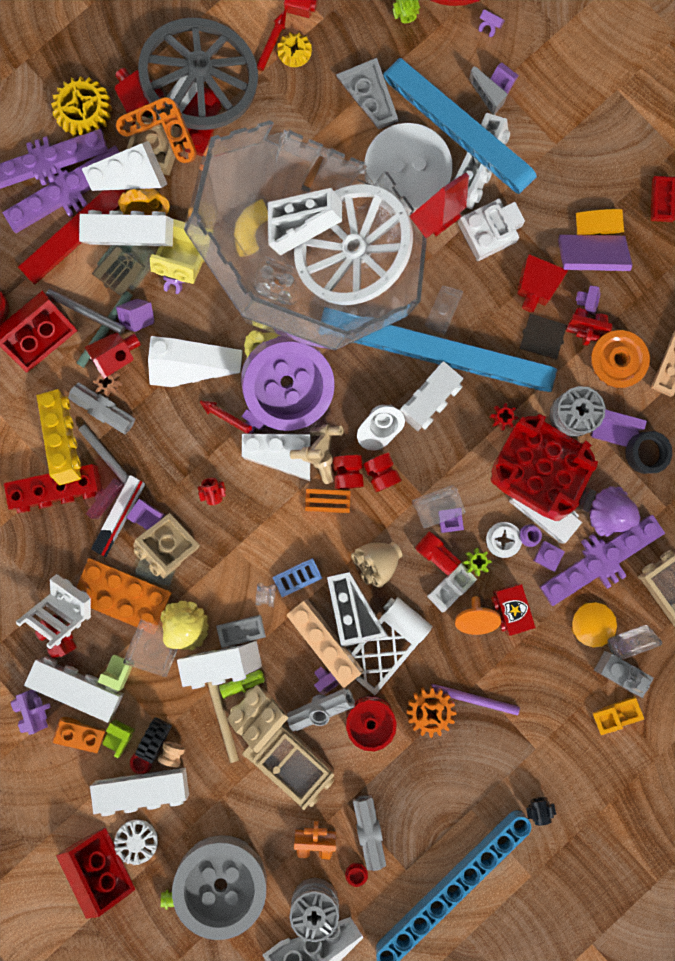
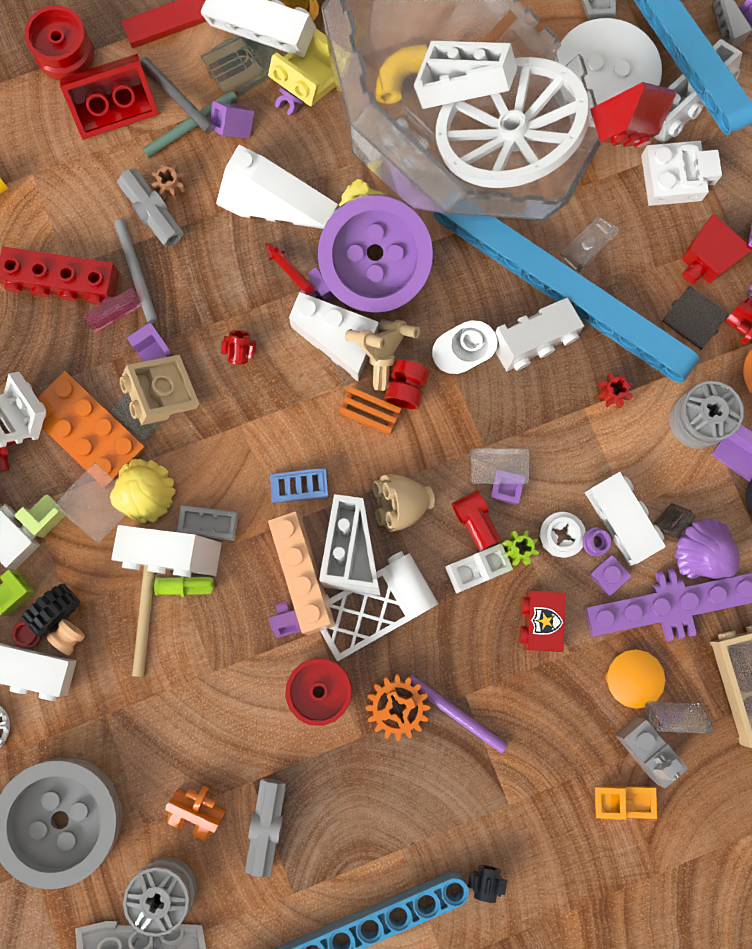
camera: 20 degrees right, 5 degrees down
(58, 437) = (86, 218): yellow brick -> none
(112, 353) = (176, 147): red torso -> none
(118, 516) = (117, 336): sticker -> none
(257, 718) = (184, 631): tan plate -> none
(265, 594) = (253, 491): clear wheel -> none
(293, 767) = (202, 703): door -> none
(320, 709) = (264, 651): light grey piece -> none
(356, 874) = (229, 874): red plate -> none
(382, 472) = (446, 398): red wheel -> none
(477, 619) = (496, 616): orange shield -> none
(543, 468) = (642, 465): red plate -> none

